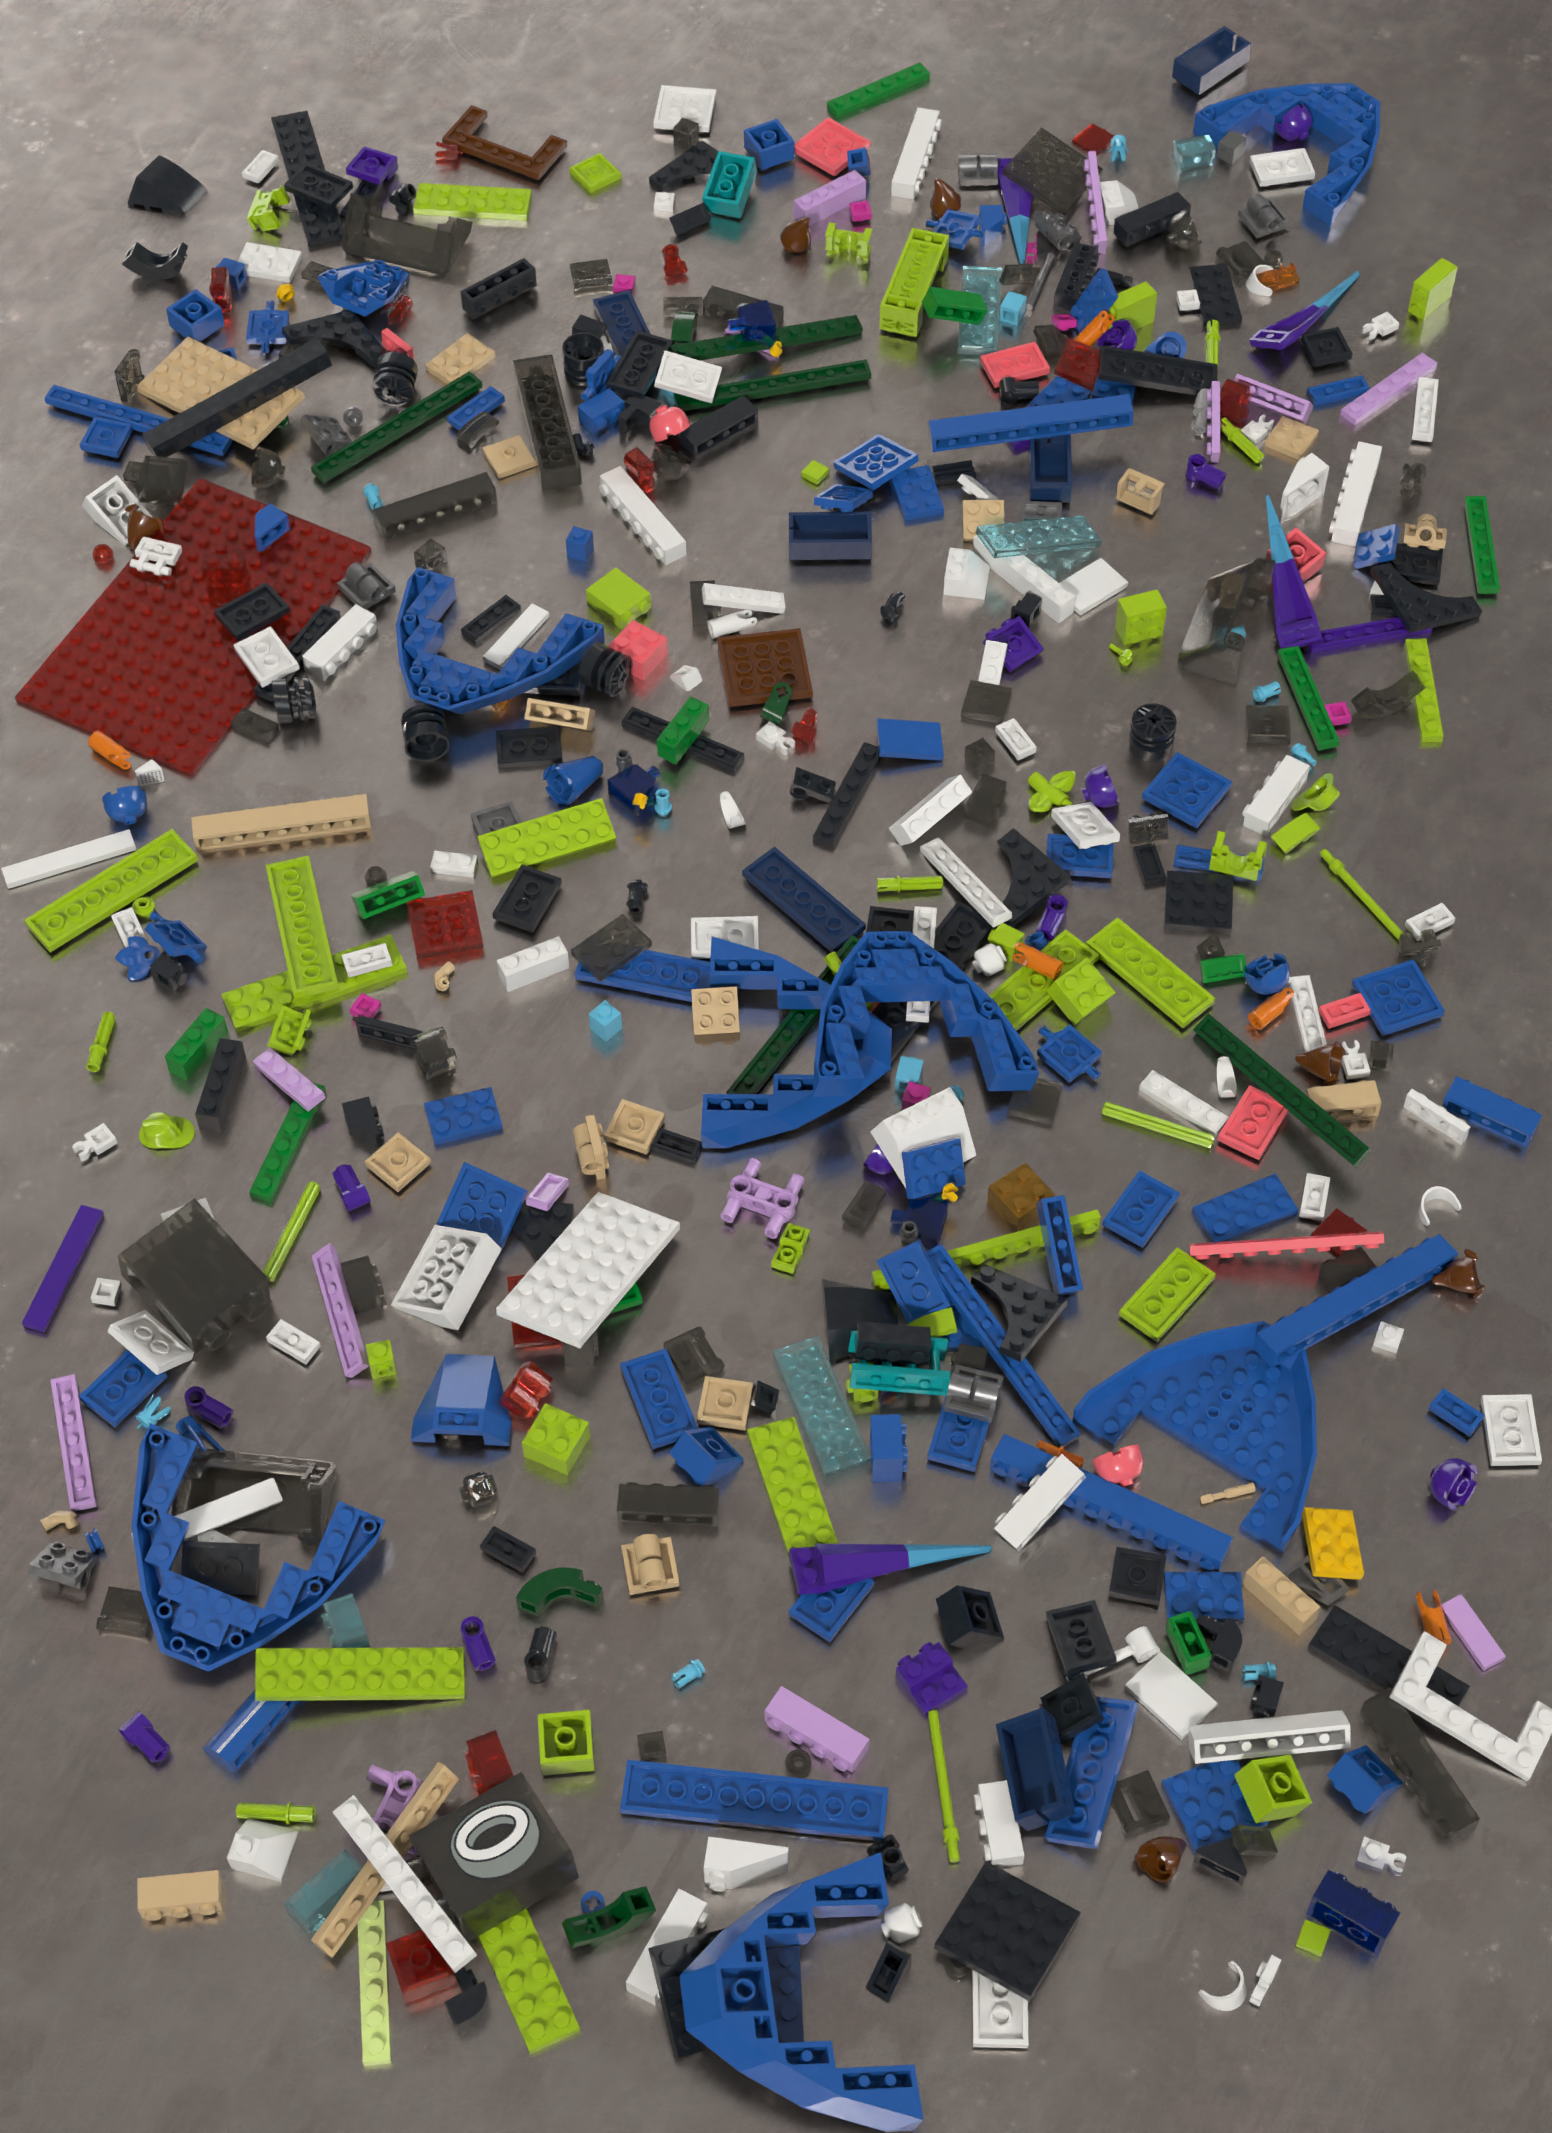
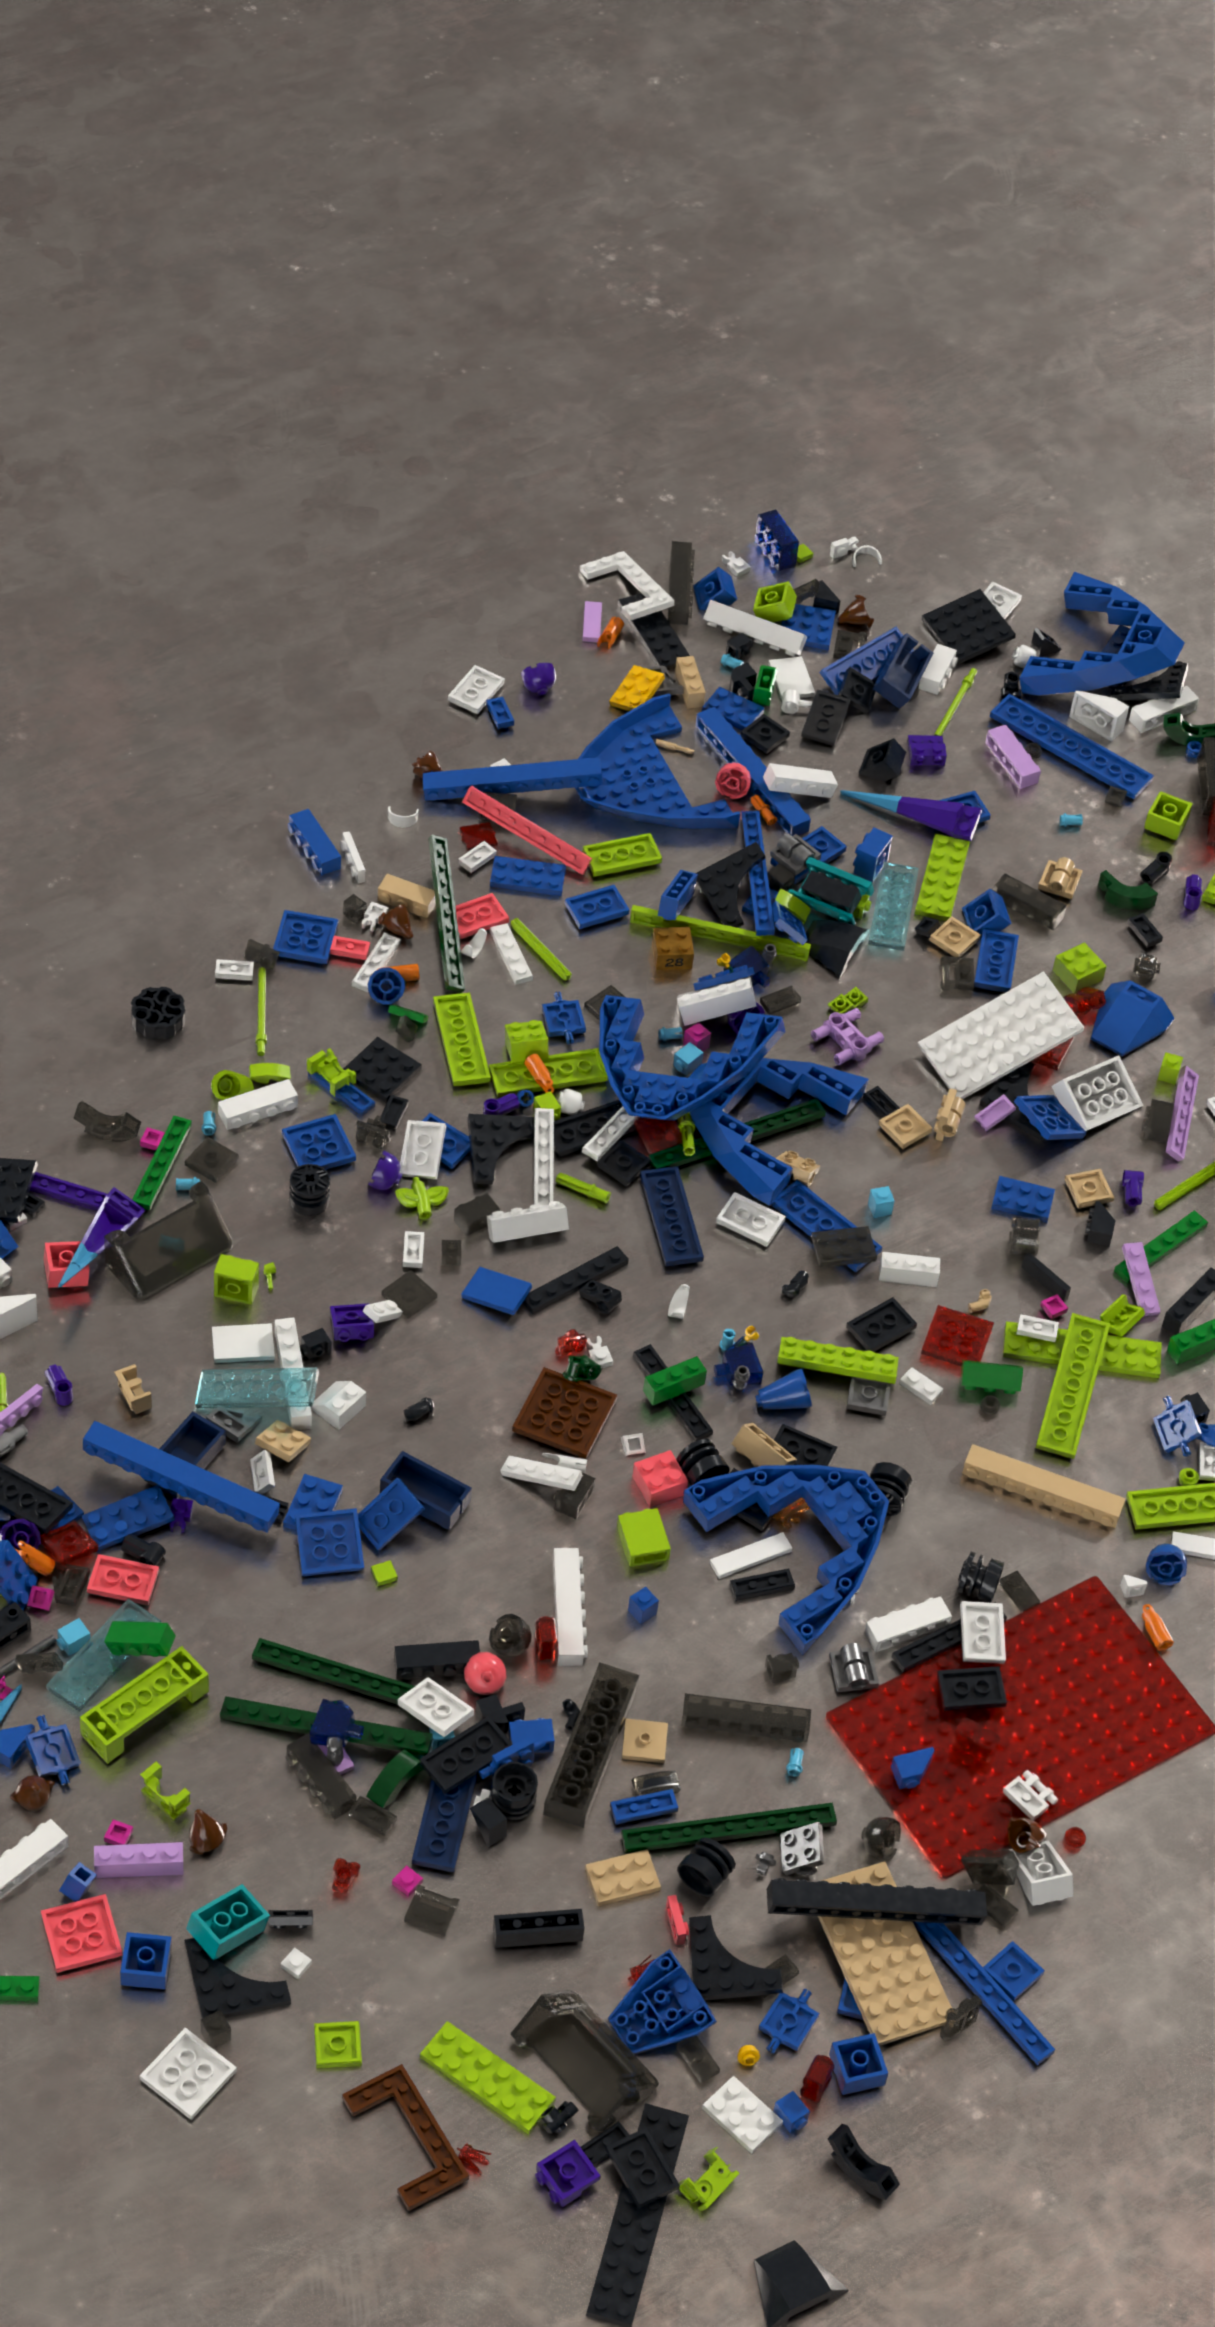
camera: 155 degrees left, 5 degrees down
(260, 166) = (681, 2254): white plate -> none
(1426, 701) = (65, 1127): lime plate -> none
(1453, 834) = (158, 1013): none -> black connector

